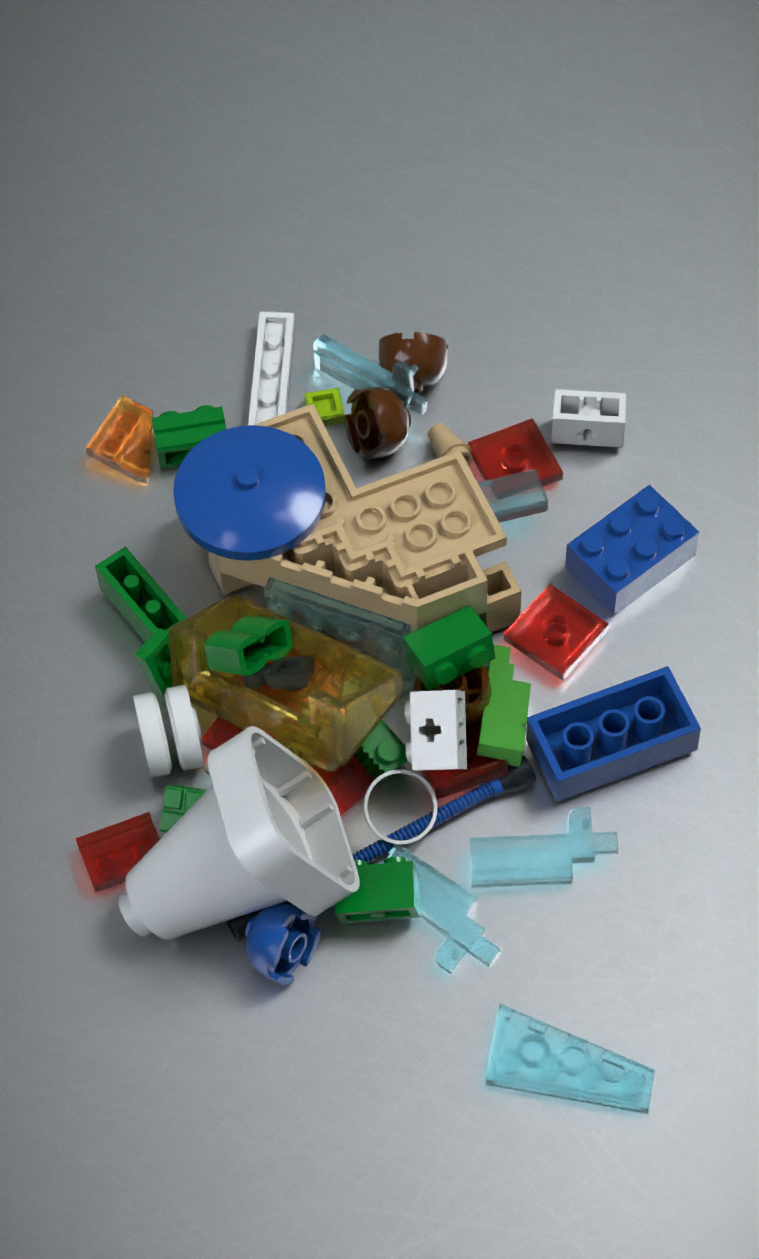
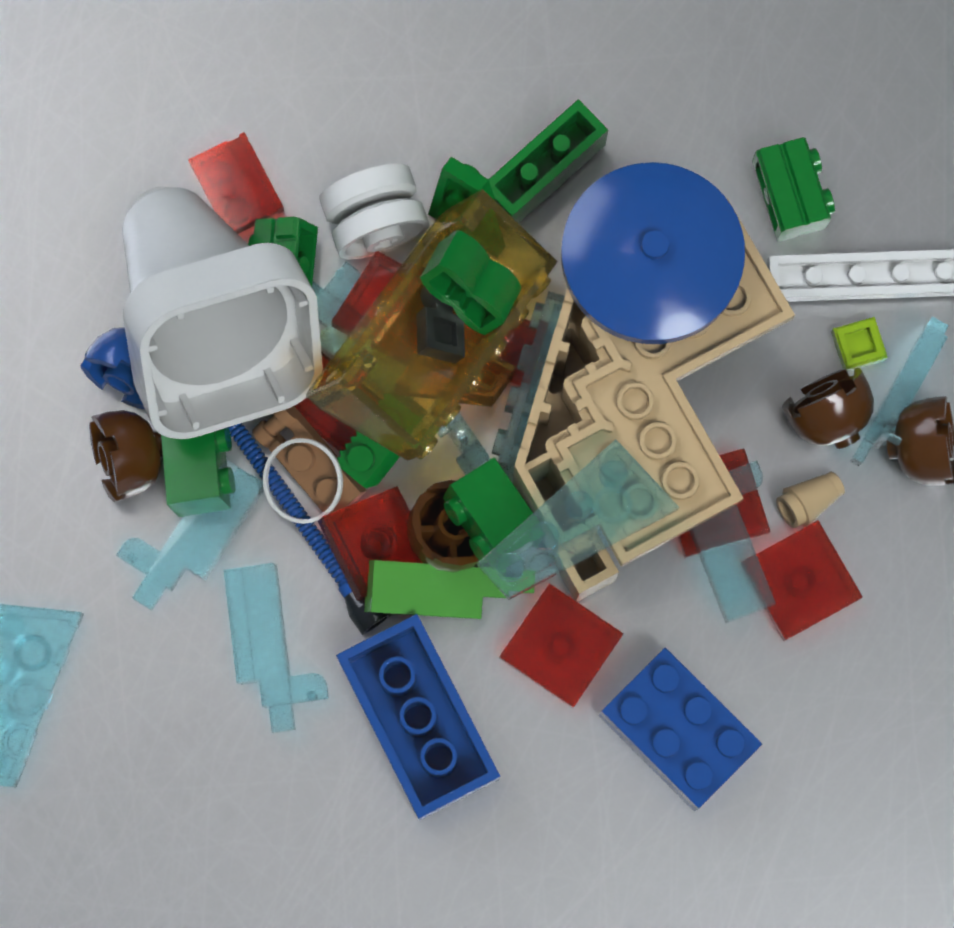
camera: 80 degrees right, 20 degrees up
(125, 440) = (780, 113): clear orange wing -> none
(361, 952) = (126, 451): none -> reddish brown cylinder
(385, 806) = (305, 461): none -> medium nougat plate
(443, 750) = (380, 509): white brick -> none
(465, 551) = (585, 516): none -> clear light blue wing
(589, 418) = (864, 665): white brick -> none

